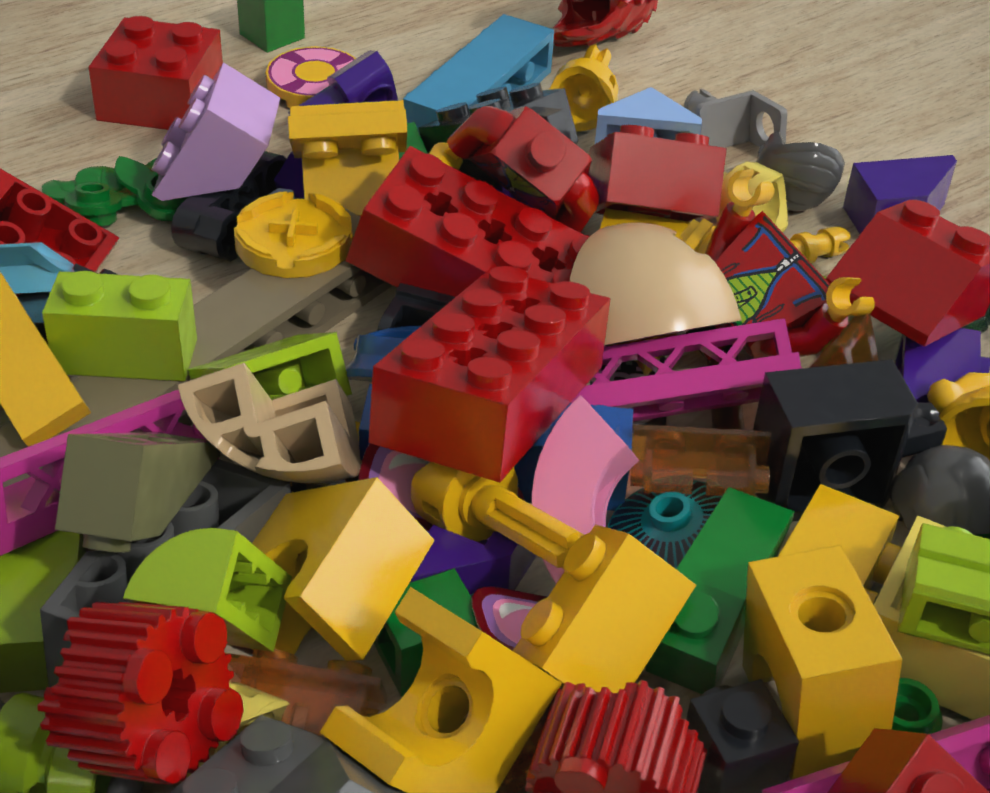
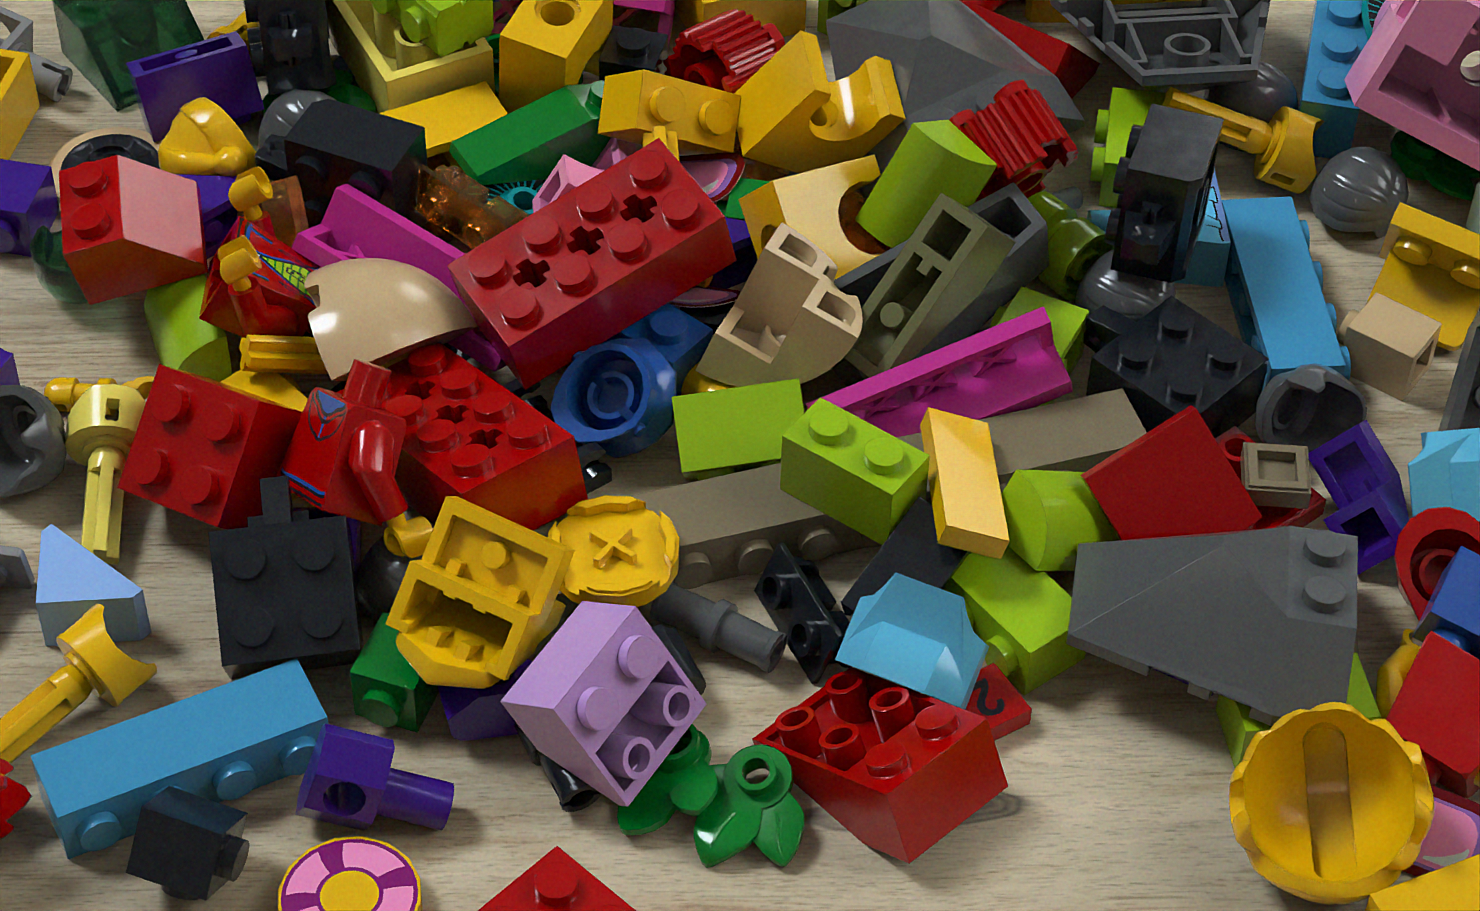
camera: 145 degrees left, 5 degrees up
(205, 274) = (719, 627): none -> dark grey pin
(422, 39) = (188, 844): none -> black brick

